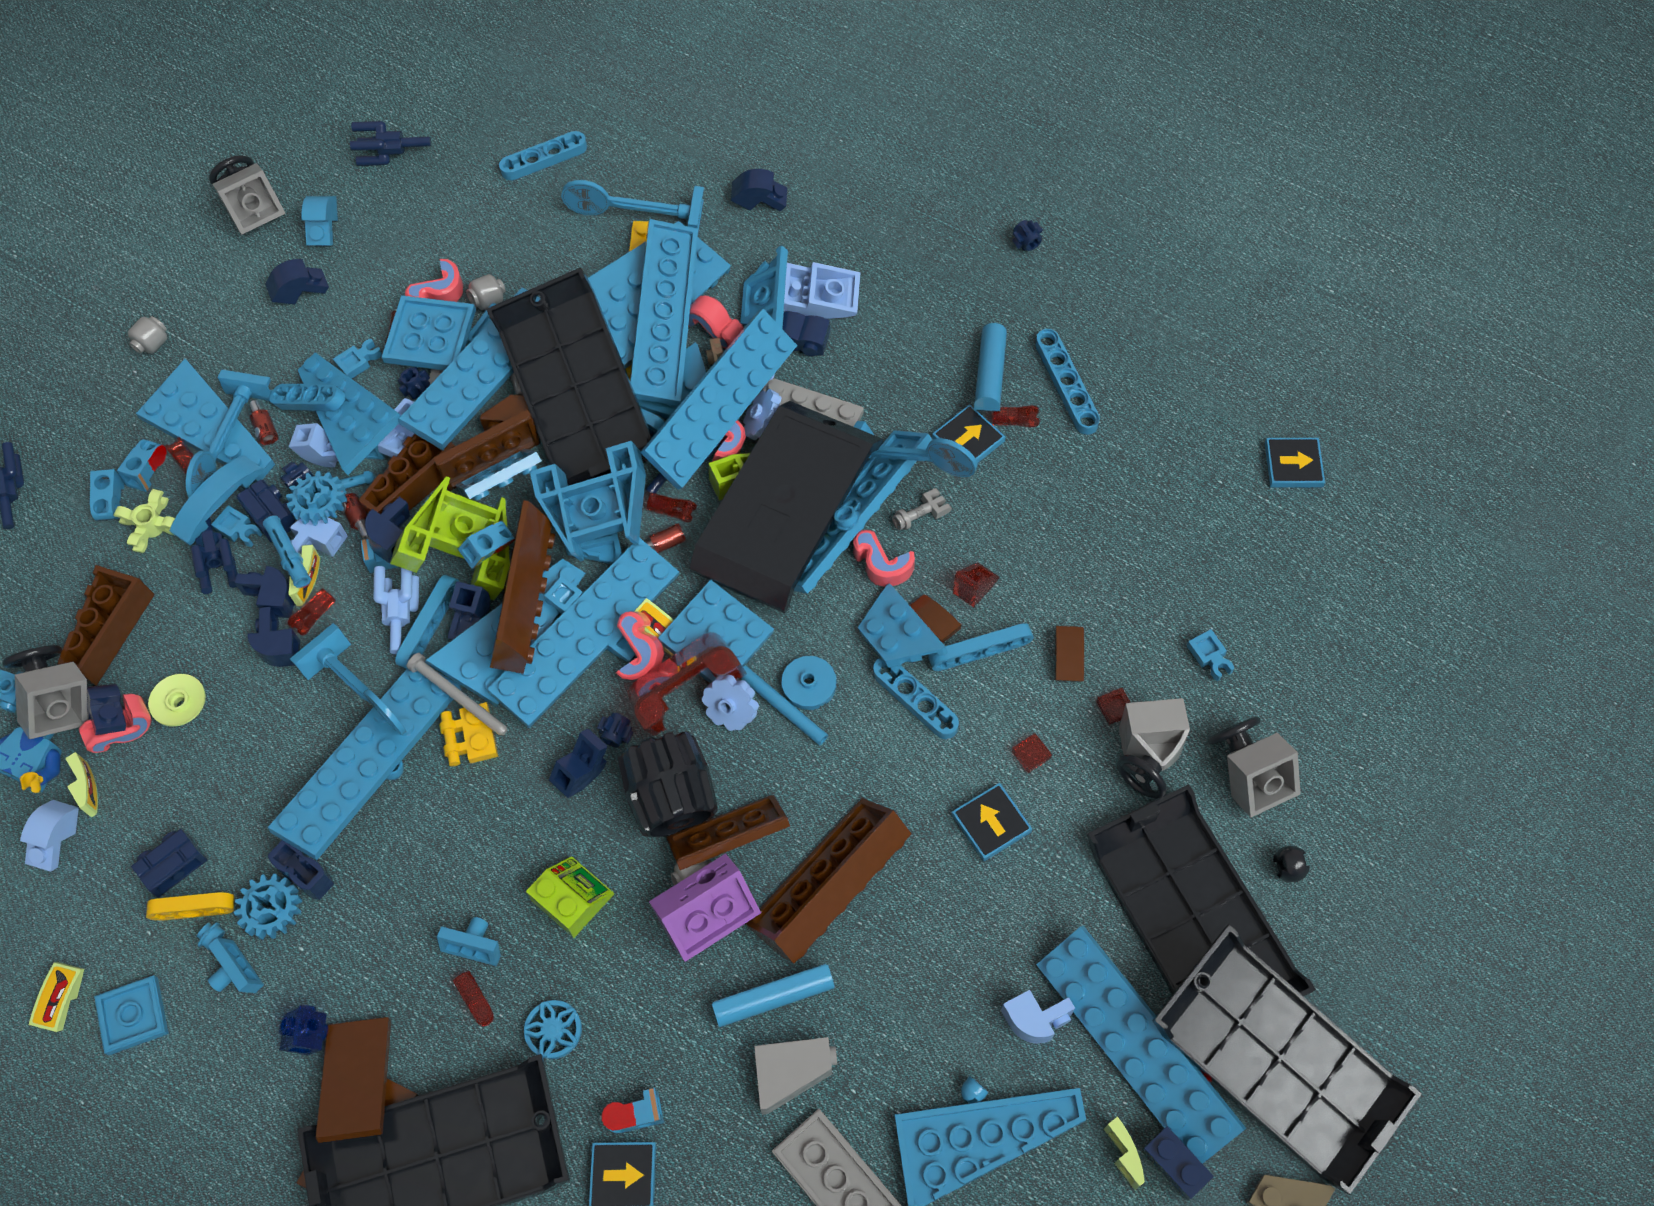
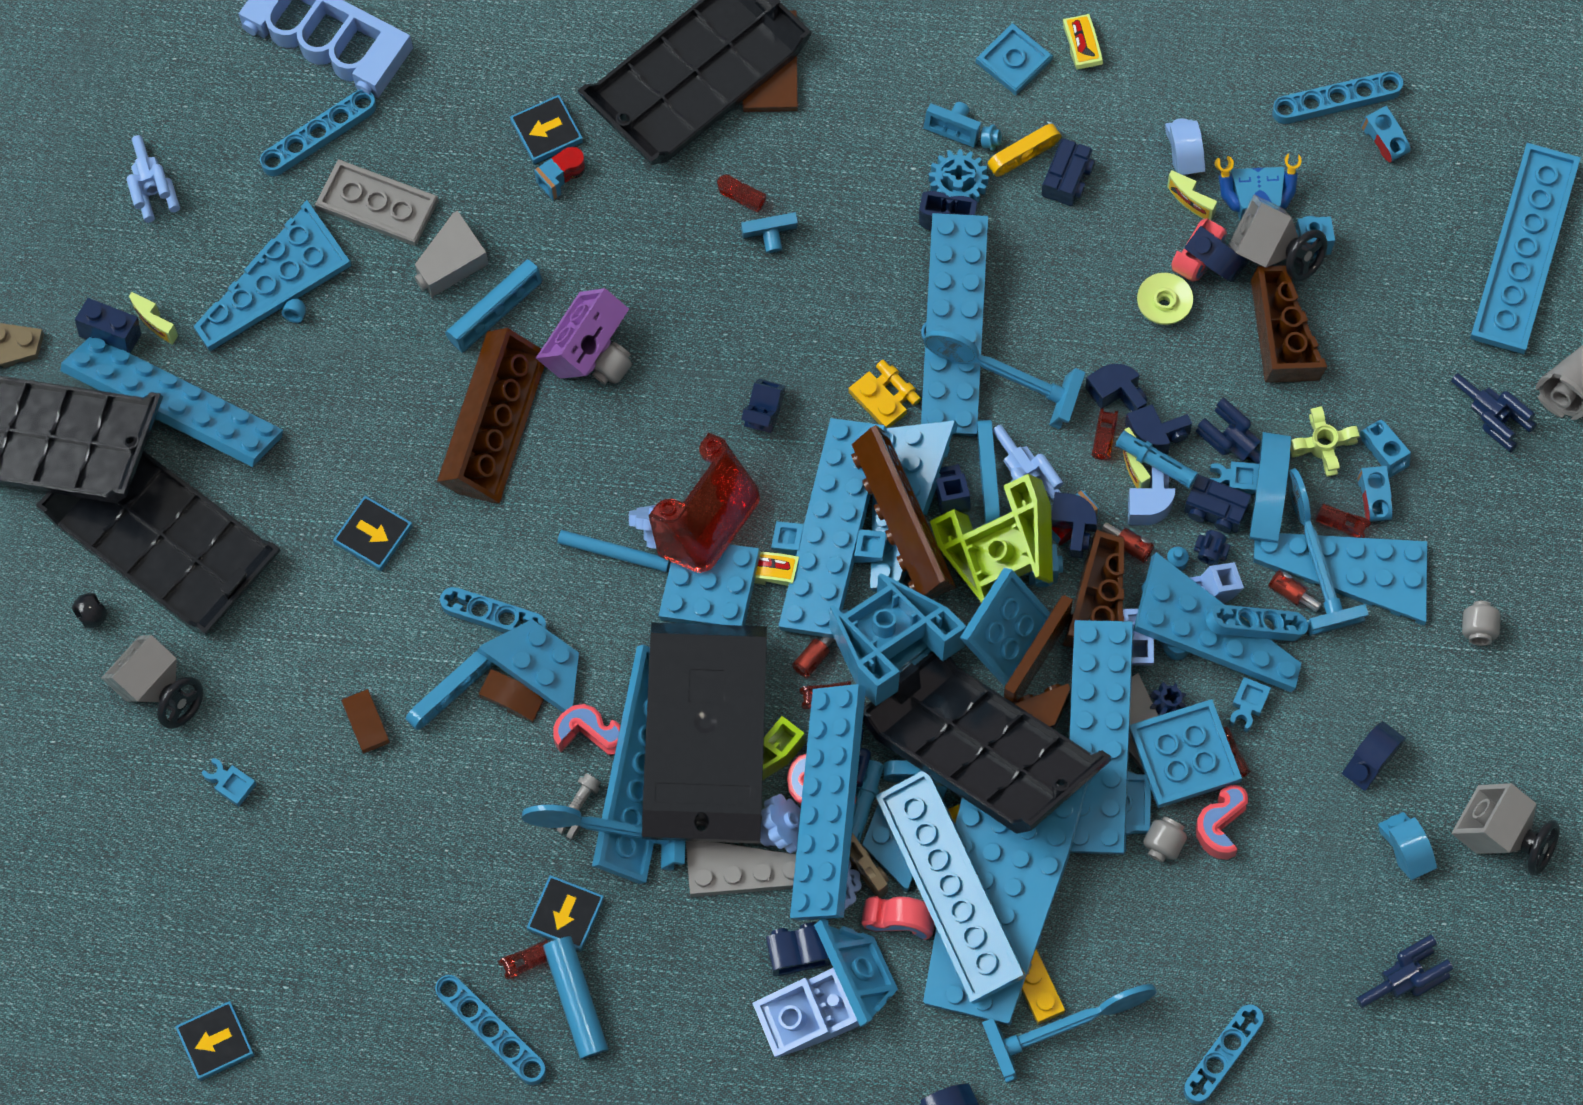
camera: 155 degrees right, 5 degrees up
(303, 1030) = (860, 103): clear blue brick -> none
(316, 498) = (1178, 517): dark azure gear -> none
(354, 1080) = (795, 89): reddish brown tile -> none
(417, 663) = (911, 412): light grey bar -> none
(486, 543) = (961, 540): dark azure leg -> none
(552, 1029) = (663, 202): dark azure wheel -> none
(569, 895) = (709, 302): lime slope -> none
(615, 730) = (751, 452): dark blue gear -> none
(645, 645) = (766, 531): coral animal -> none
(667, 784) = (667, 410): black wheel -> none
(727, 832) = (598, 407): reddish brown tile -> none
(809, 695) = (602, 596): dark azure plate -> none
(846, 518) = (639, 727): dark azure plate -> none
(973, 583) = (486, 750): clear red slope -> none
(1031, 753) = (362, 612): clear red tile -> none
(1031, 1022) = (266, 379): light blue brick -> none
(1113, 705) = (302, 693): clear red tile -> none
(1152, 741) = (251, 656): light grey piece -> none

